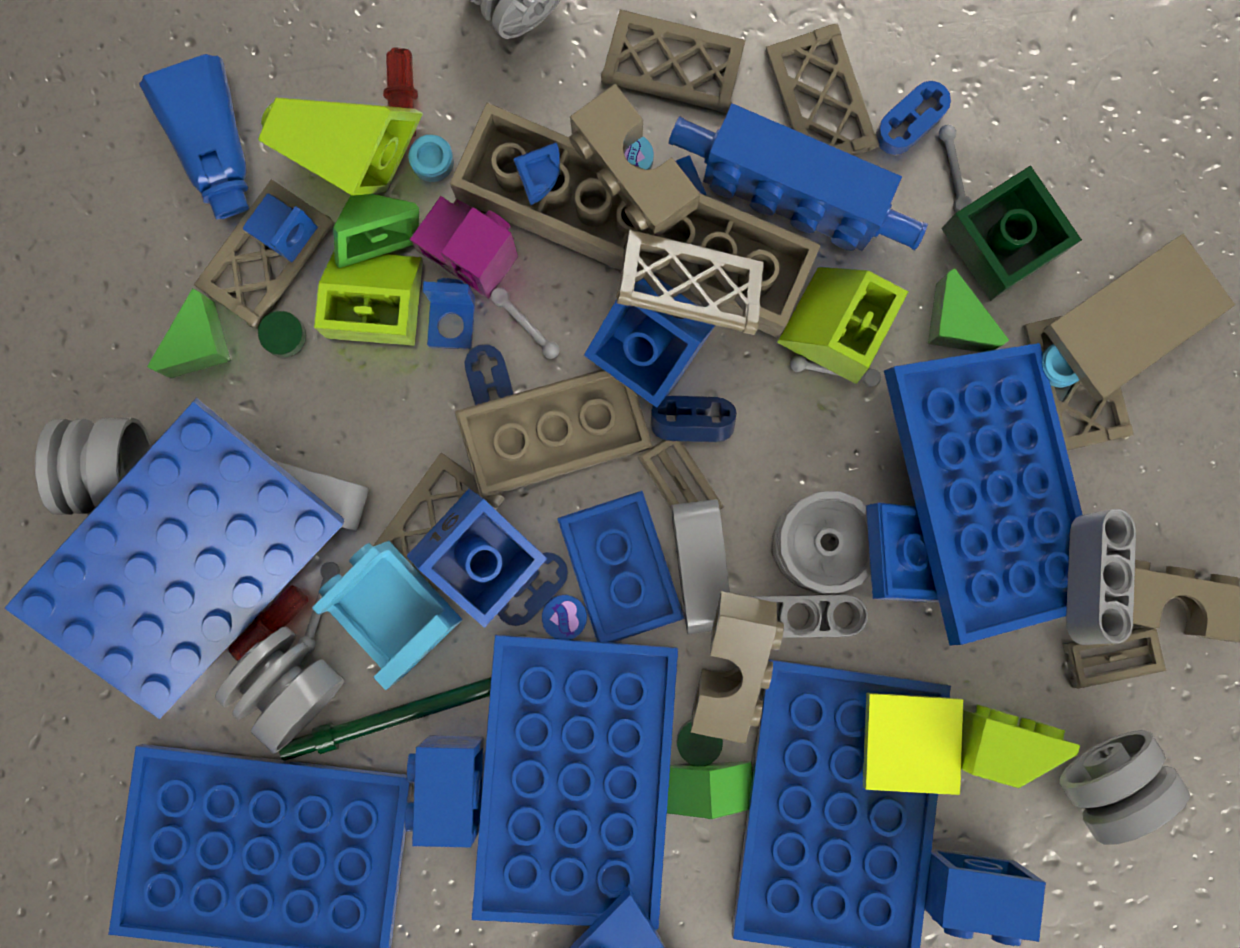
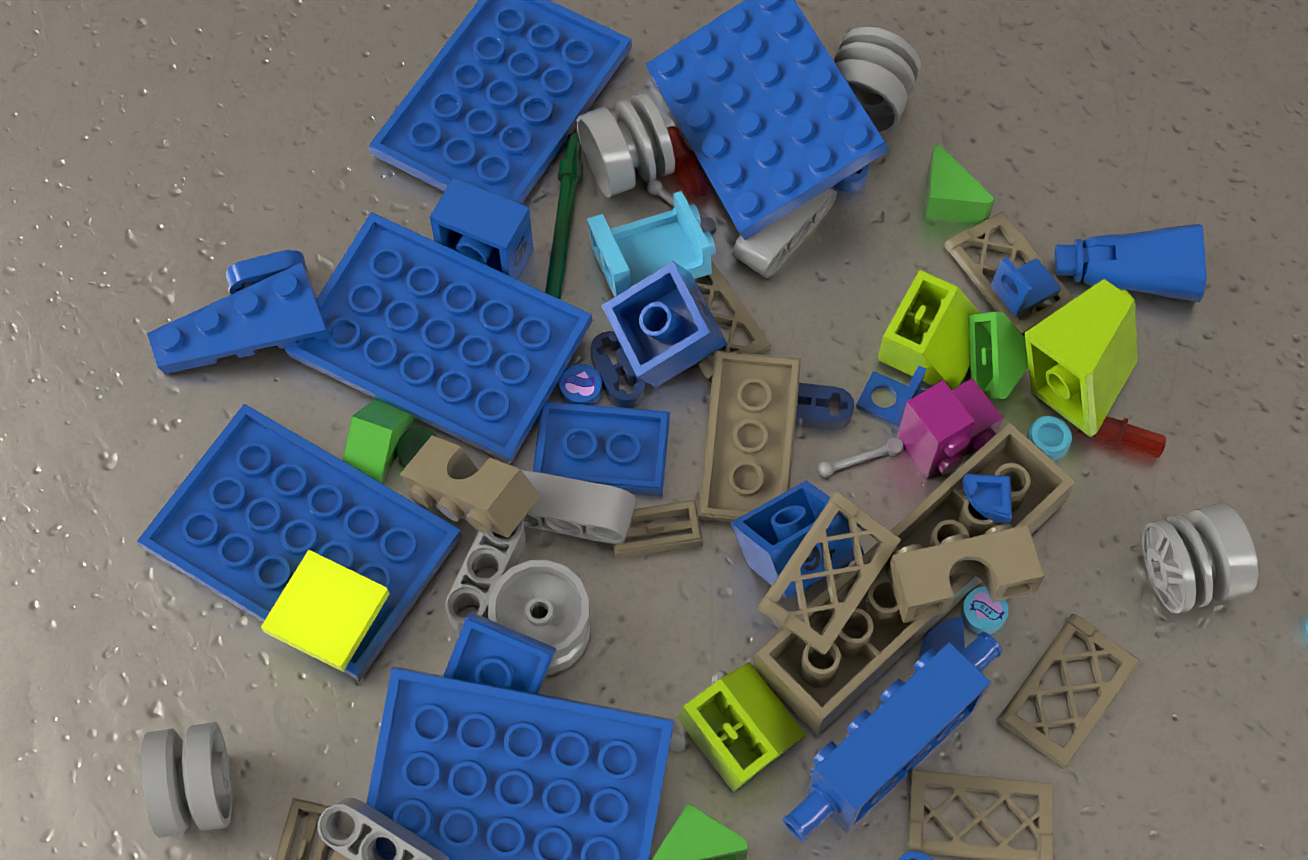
camera: 115 degrees right, 20 degrees down
(282, 334) = (931, 258): dark green tile -> none
(694, 419) = (704, 556): dark blue beam -> none
(984, 897) = (167, 609): blue brick -> none
(1011, 752) = (279, 691): lime slope -> none

